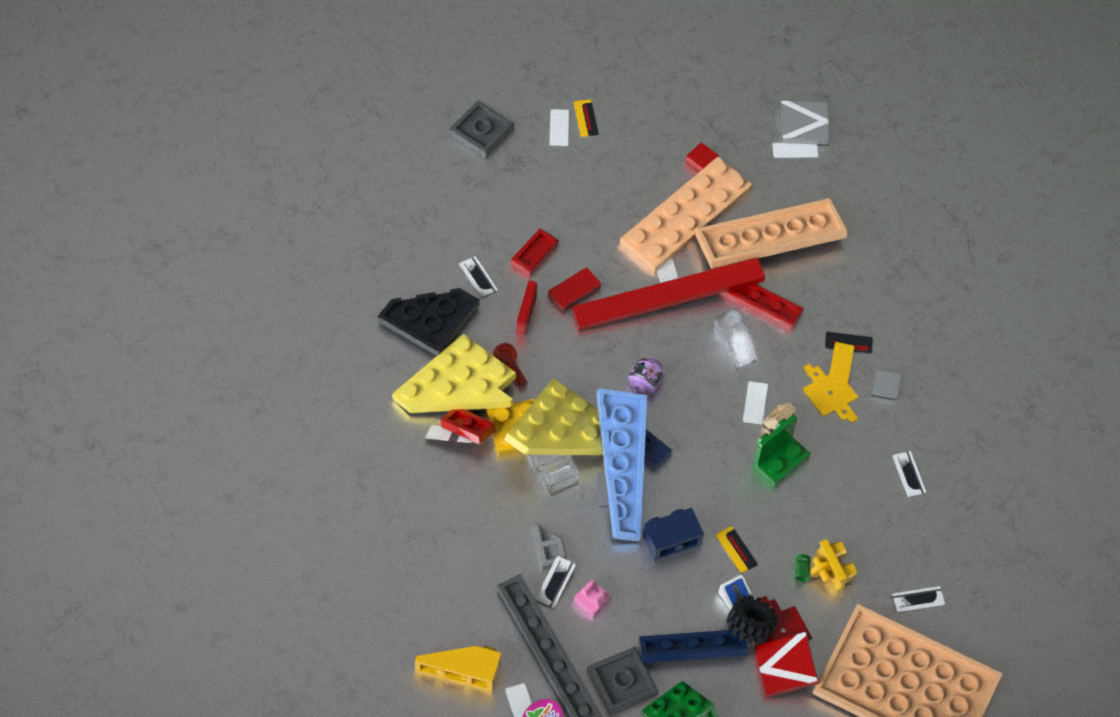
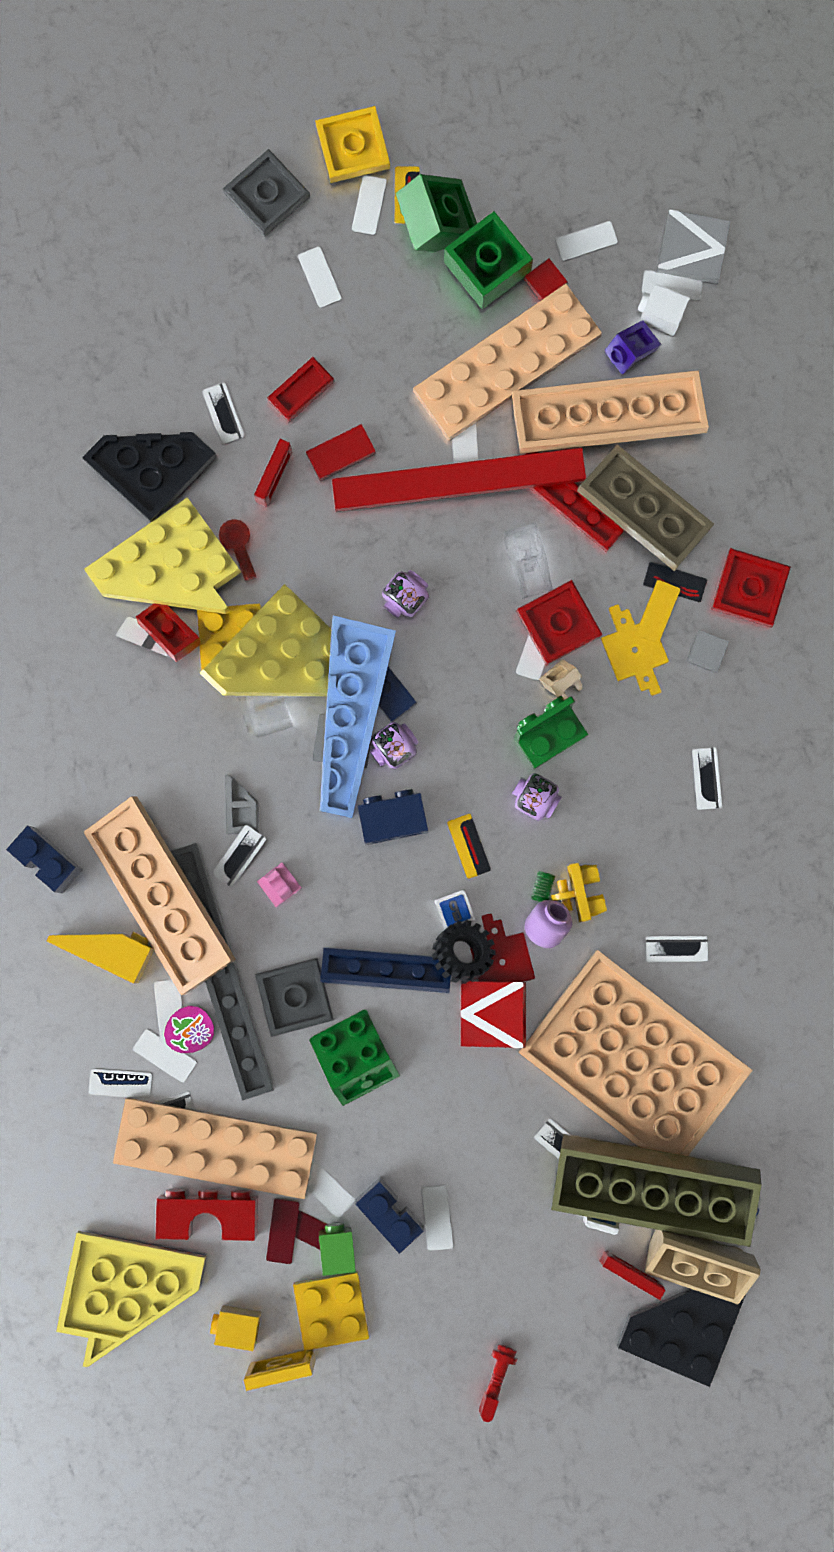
camera: 15 degrees right, 25 degrees up
(396, 599) = (35, 849): none -> dark blue brick
(500, 614) = (159, 895): none -> light nougat plate
(532, 178) = (319, 277): none -> white sticker
(540, 89) = (352, 144): none -> yellow plate
(611, 123) = (435, 211): none -> green slope
(657, 146) = (488, 260): none -> green brick
(661, 482) = (394, 745): none -> lavender head
(725, 130) = (586, 240): none -> white sticker
(768, 381) = (559, 622): none -> red tile
(775, 189) = (632, 346): none -> dark purple bracket
(781, 502) = (536, 796): none -> lavender head
(793, 163) = (663, 309): none -> white brick
(814, 291) = (645, 507): none -> dark tan plate
(814, 589) = (548, 923): none -> lavender head
(906, 337) = (750, 587): none -> red tile

